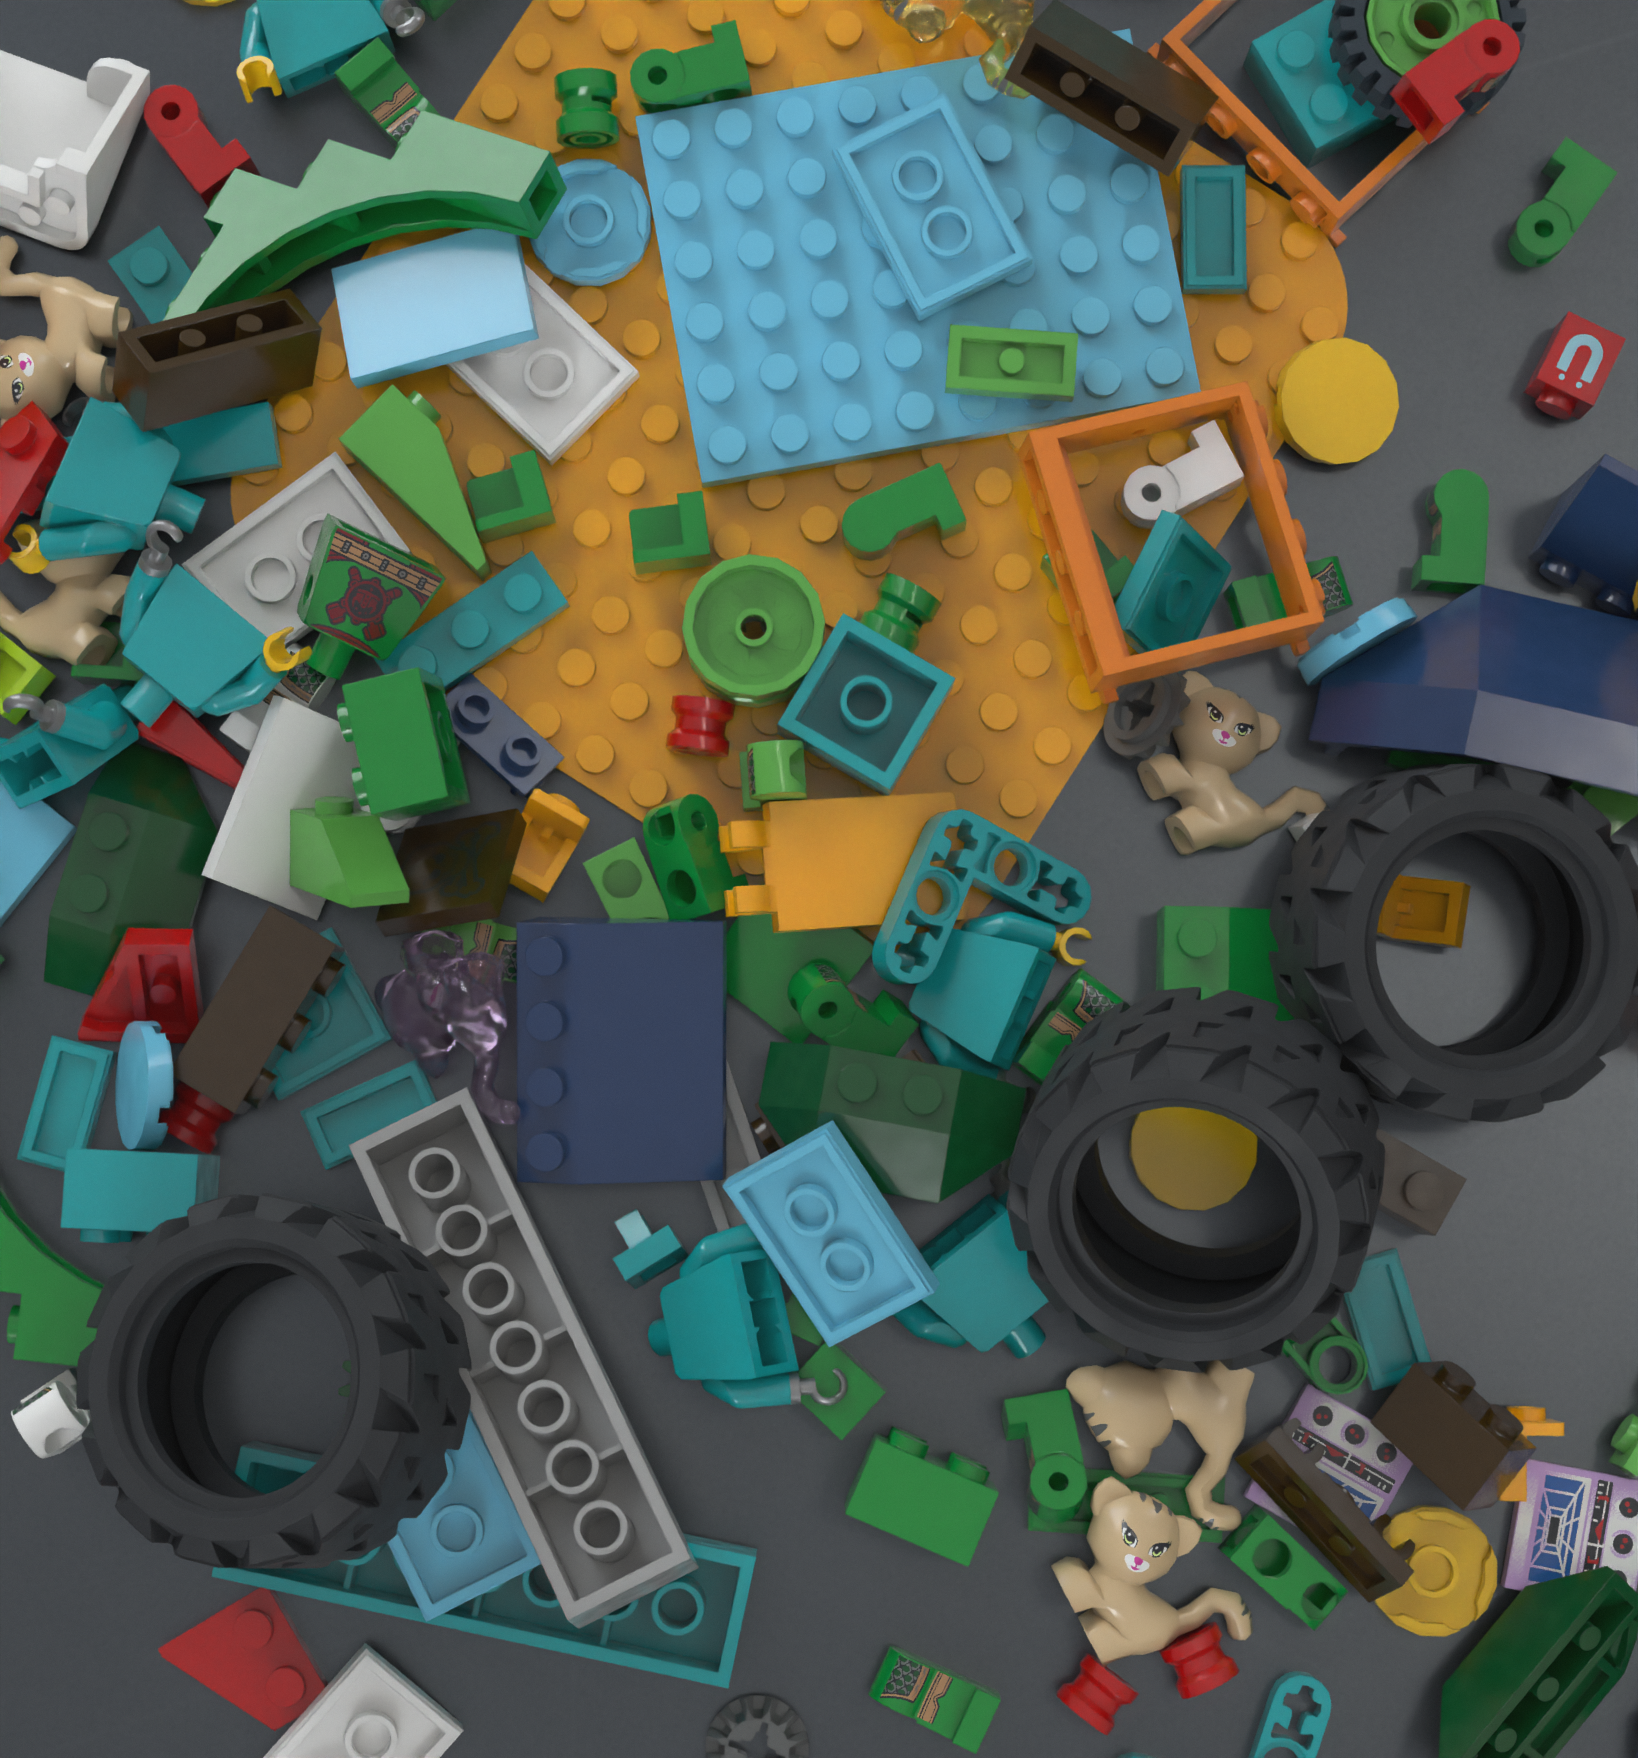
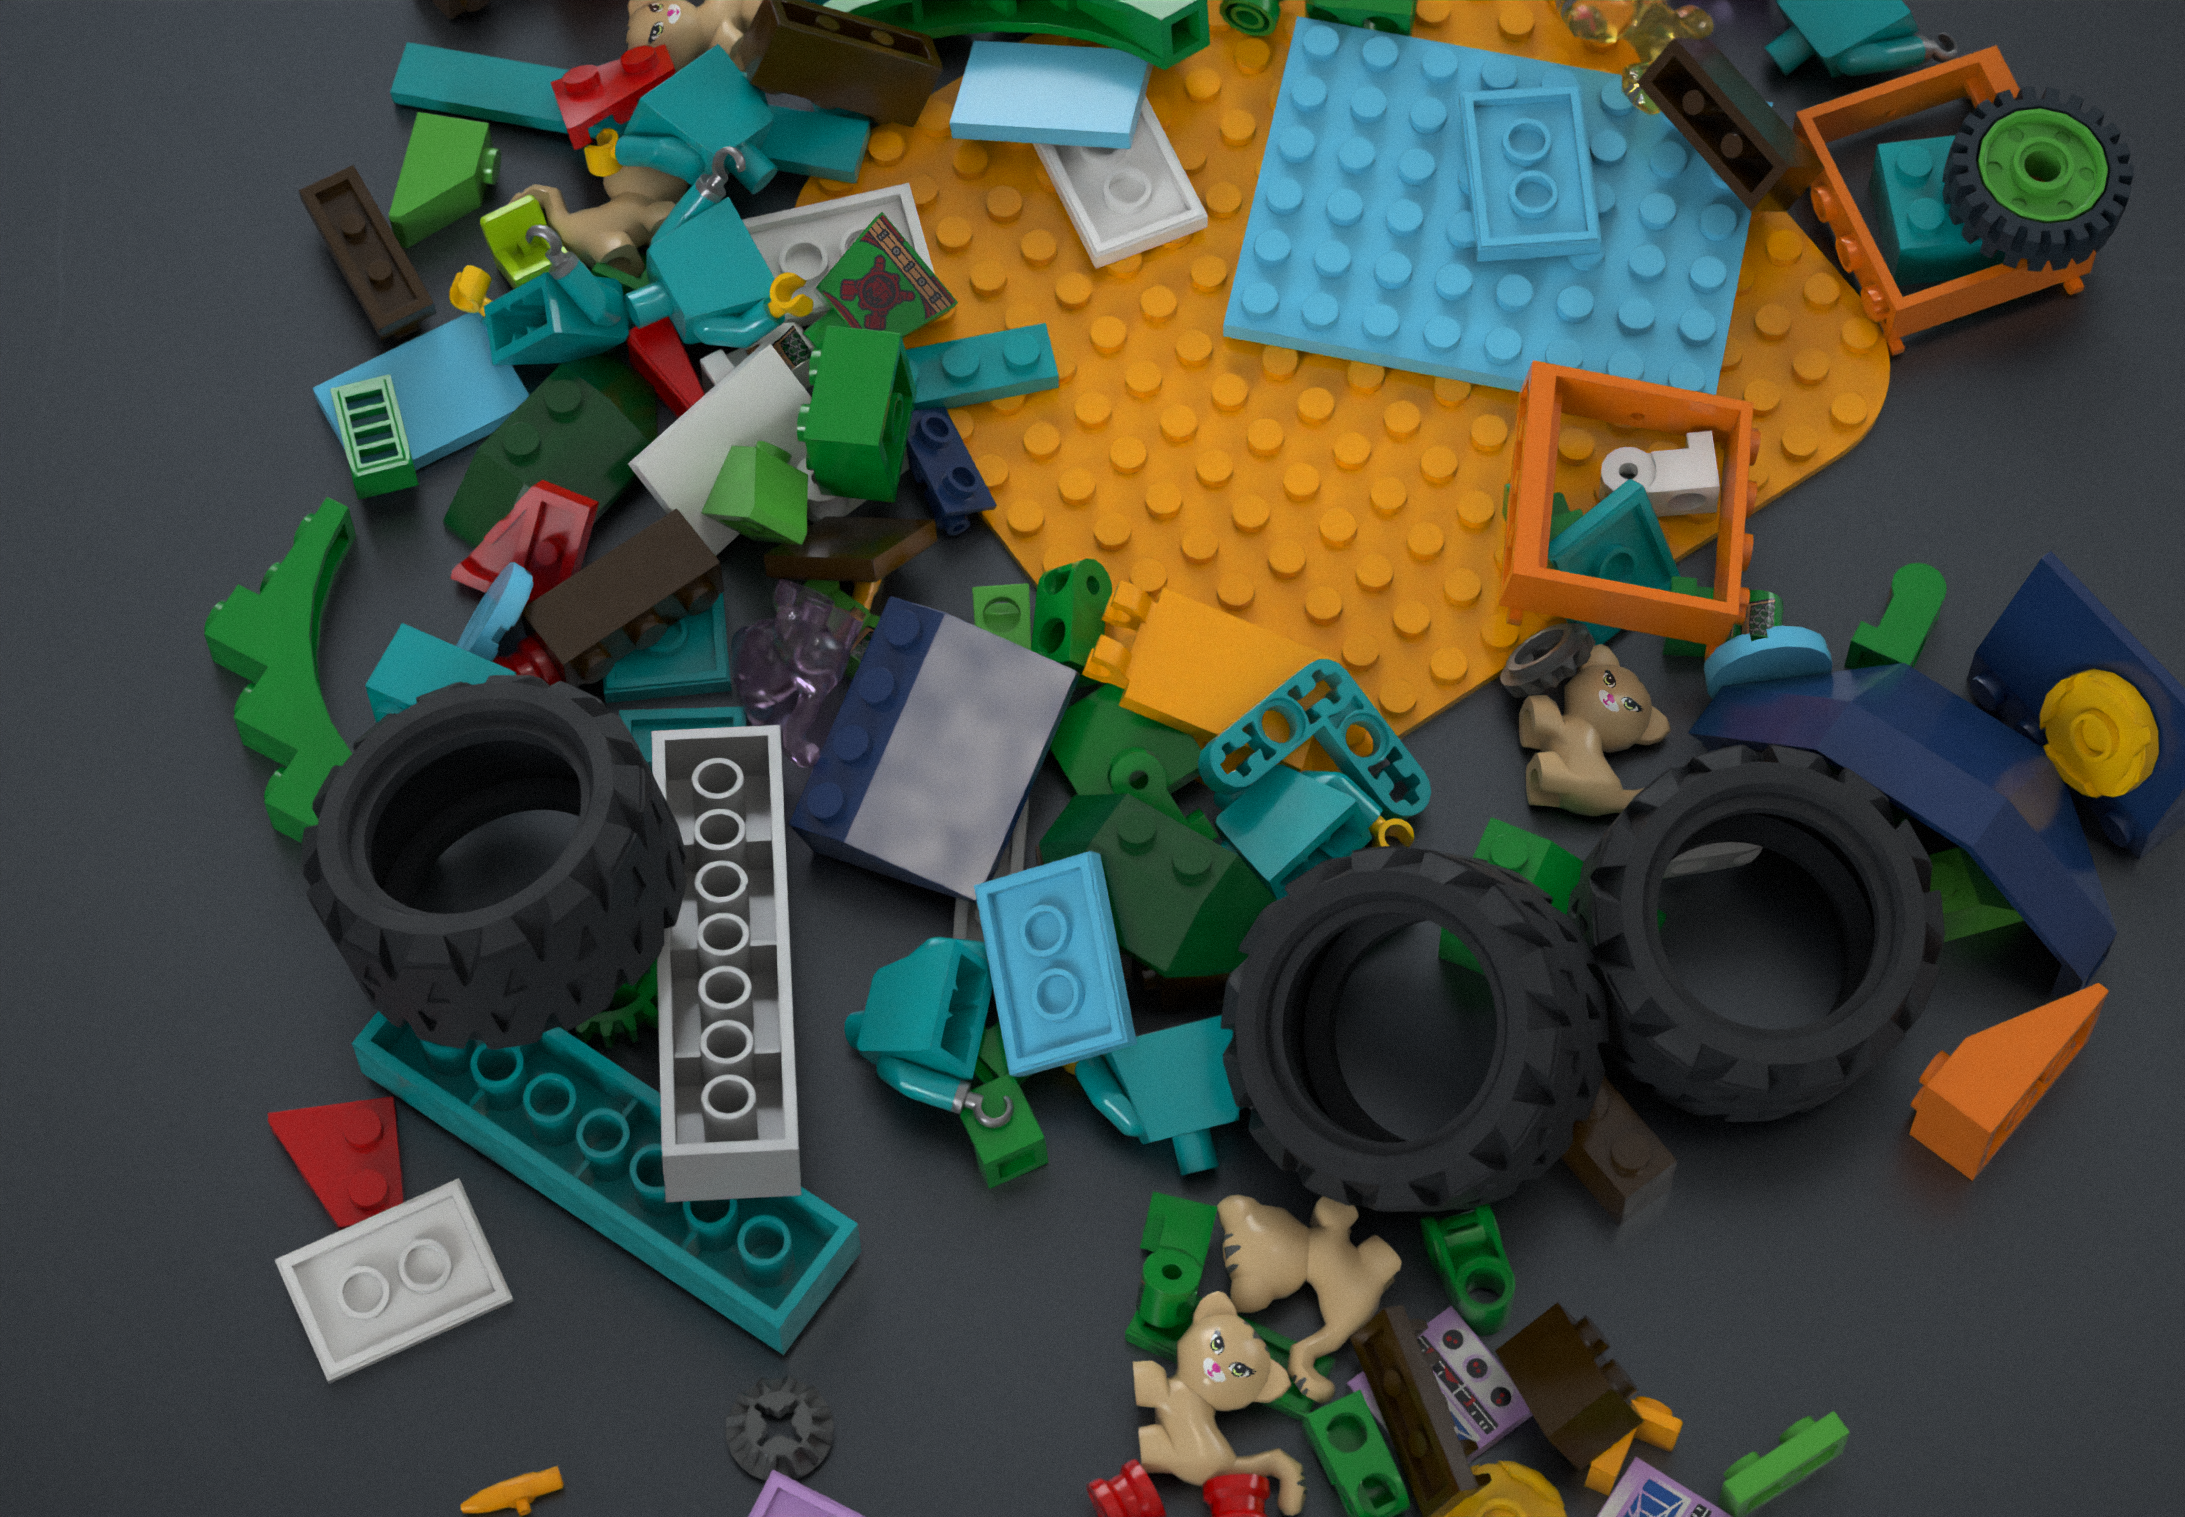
camera: 25 degrees right, 20 degrees down
(50, 1416) = (275, 870): white leg -> none
(66, 1102) = (428, 604): teal tile -> none
(411, 460) = (970, 208): bright green slope -> none
(465, 1535) = (599, 1080): medium azure tile -> none
(511, 499) = (1048, 280): green panel -> none
(548, 842) = (947, 567): light orange bracket -> none
(597, 225) = (1220, 90): medium azure tile -> none
(648, 1251) = (876, 941): teal tile -> none
(670, 535) = (1177, 361): green panel -> none
(700, 726) = (1131, 517): red wheel -> none
(747, 591) = (1214, 451): bright green wheel -> none
(772, 773) = (1184, 562): bright green leg -> none
(865, 705) = (1288, 548): teal brick -> none
(900, 510) = (1392, 412): green leg -> none
(901, 611) = (1352, 494): green wheel -> none
(922, 1496) = (1036, 1241): green brick -> none
(935, 1697) = (971, 1446): green leg -> none
(1011, 363) = (1544, 317): bright green plate -> none
(1191, 1156) = (1429, 1057): yellow tile -> none
(1213, 229) = (1781, 292): teal tile -> none
(1336, 401) = (1836, 474): yellow tile -> none
(1385, 1320) = (1549, 1267): teal tile -> none
(1425, 912) = (1731, 927): light orange bracket -> none
(1464, 65) = (2041, 204): red leg -> none
(1550, 223) = (2116, 393): green leg -> none
(1573, 367) = (2073, 522): red brick -> none

